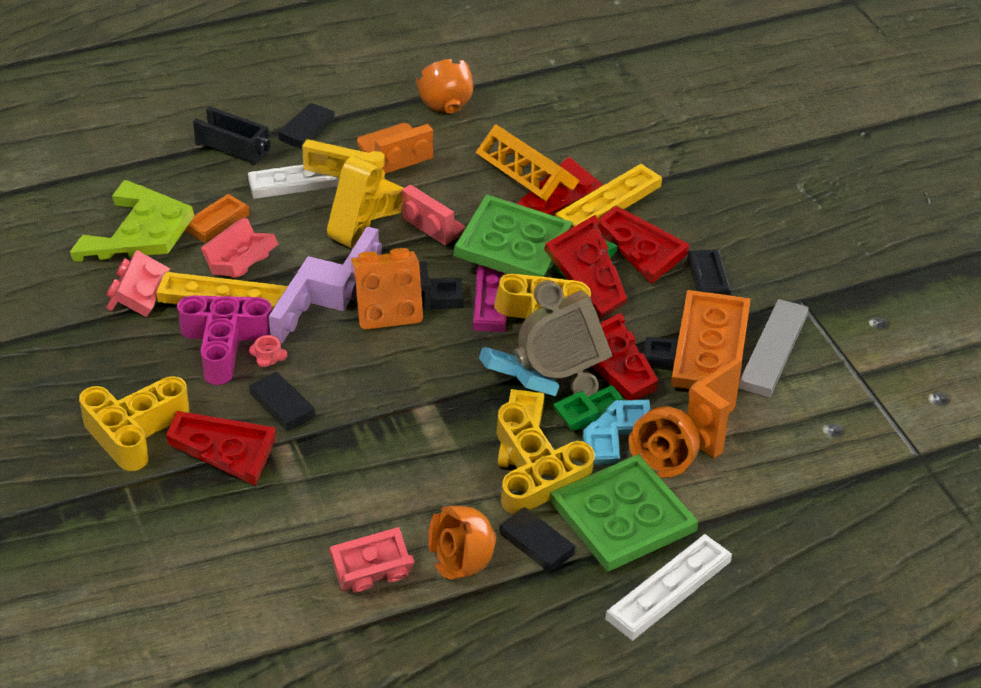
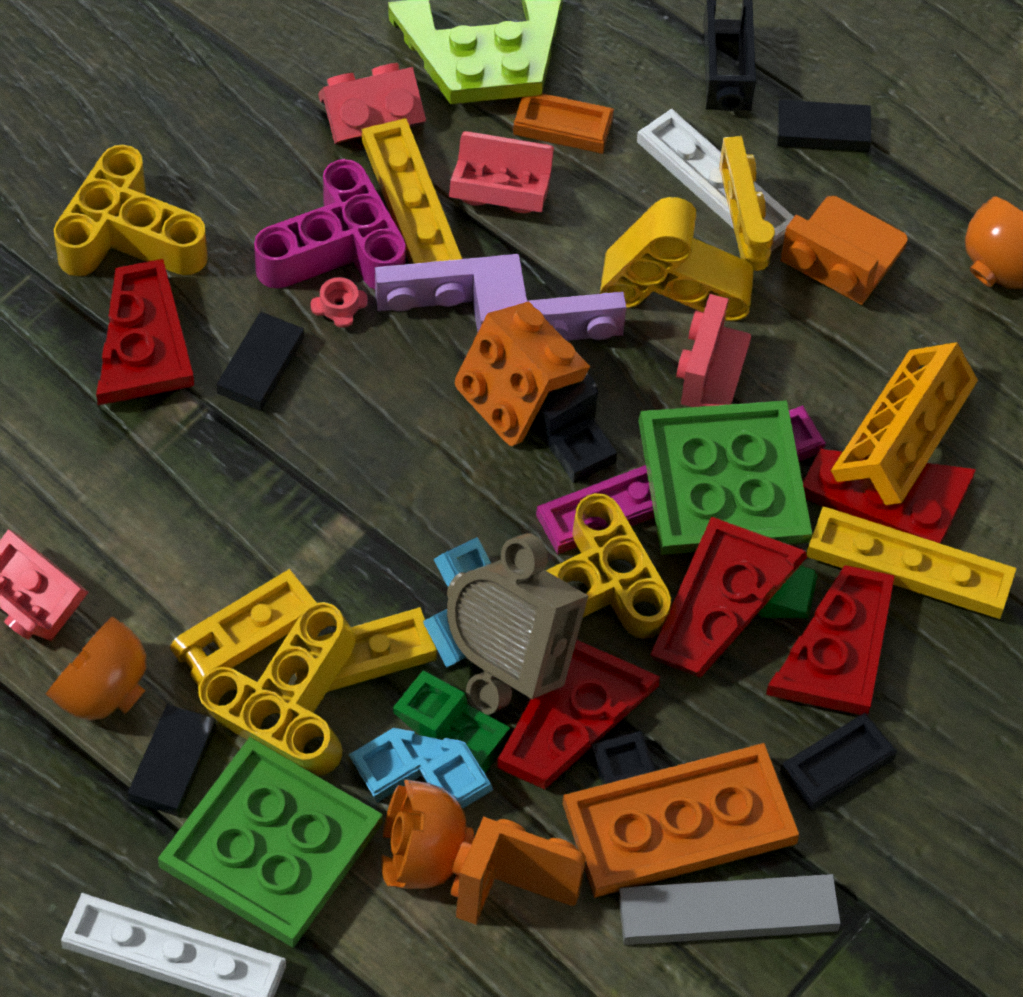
camera: 60 degrees right, 15 degrees up
(470, 470) = (243, 626): none -> yellow plate

